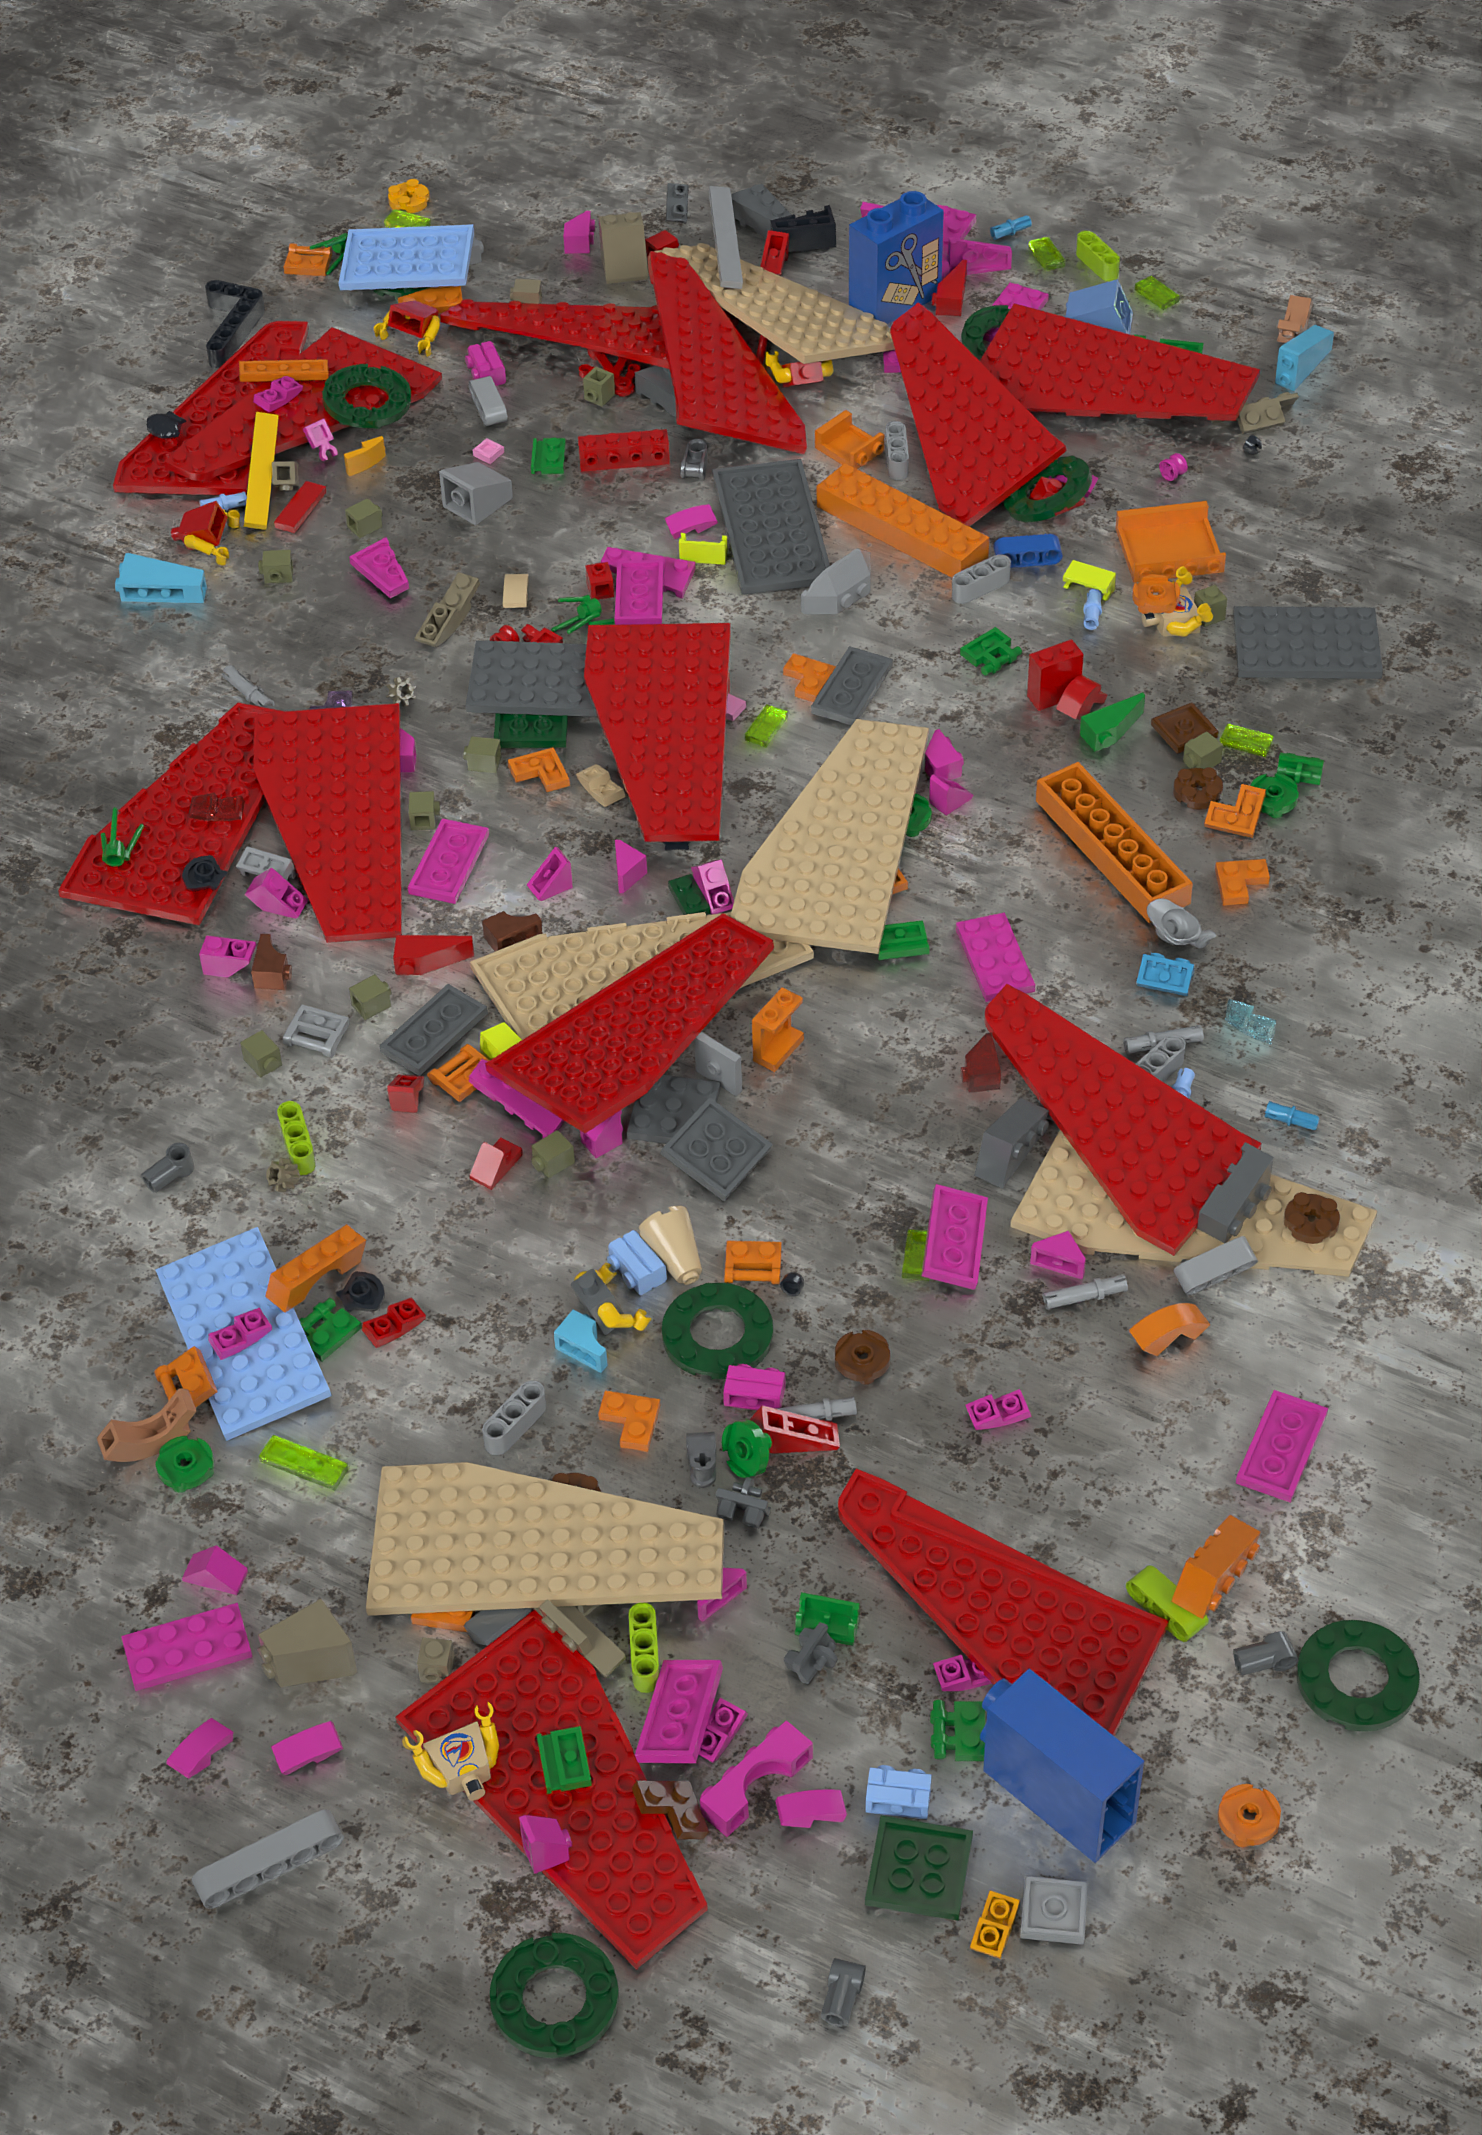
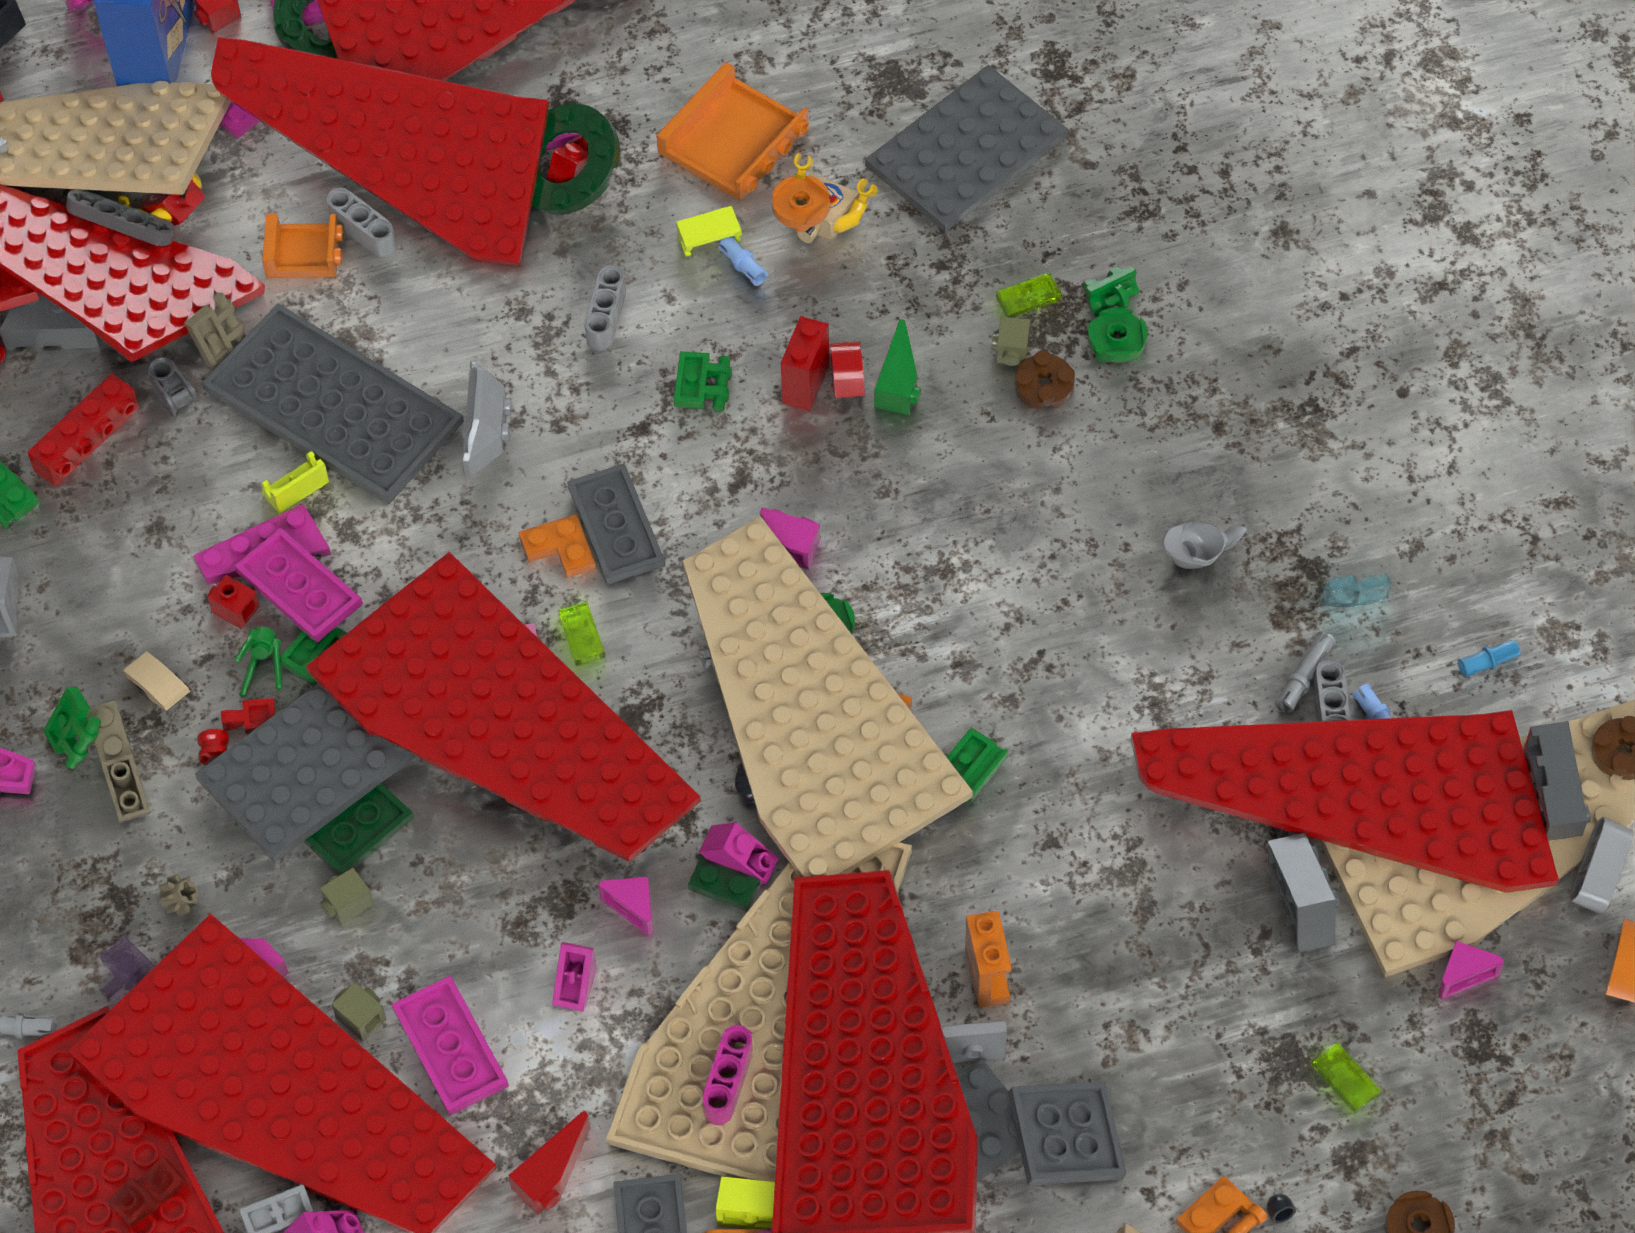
camera: 45 degrees left, 10 degrees up
(443, 577) = (67, 722): none -> green plate
(505, 930) = (601, 1075): copper arch -> none
(542, 764) = (418, 857): orange plate -> none
(566, 976) = (722, 1088): none -> dark pink beam
(599, 785) = (498, 834): tan slope -> none
(693, 518) = (245, 459): dark pink slope -> none
(741, 444) = (208, 333): none -> dark tan plate
(761, 358) = (120, 217): none -> dark grey beam
(901, 521) = (459, 300): orange brick -> none
(947, 794) = (839, 572): dark pink slope -> none
(955, 1237) = (1364, 1032): dark pink plate -> none
(982, 1066) = (1190, 834): clear red slope -> none
(994, 955) = (1068, 709): dark pink plate -> none
(998, 1412) = (1583, 1171): dark pink slope -> none
(1030, 550) = (613, 240): blue beam -> none
(1087, 1291) = (1528, 976): light grey pin -> none
(1111, 839) = (1045, 501): orange brick -> none
(1165, 974) = (1237, 603): dark azure bracket -> none
(1173, 467) = (645, 44): dark pink wheel -> none
(1182, 725) = (965, 326): reddish brown plate -> none
(1216, 601) = (847, 169): olive brick -> none
(1234, 877) = (1176, 449): orange plate -> none
(1239, 818) = (1121, 382): orange plate -> none

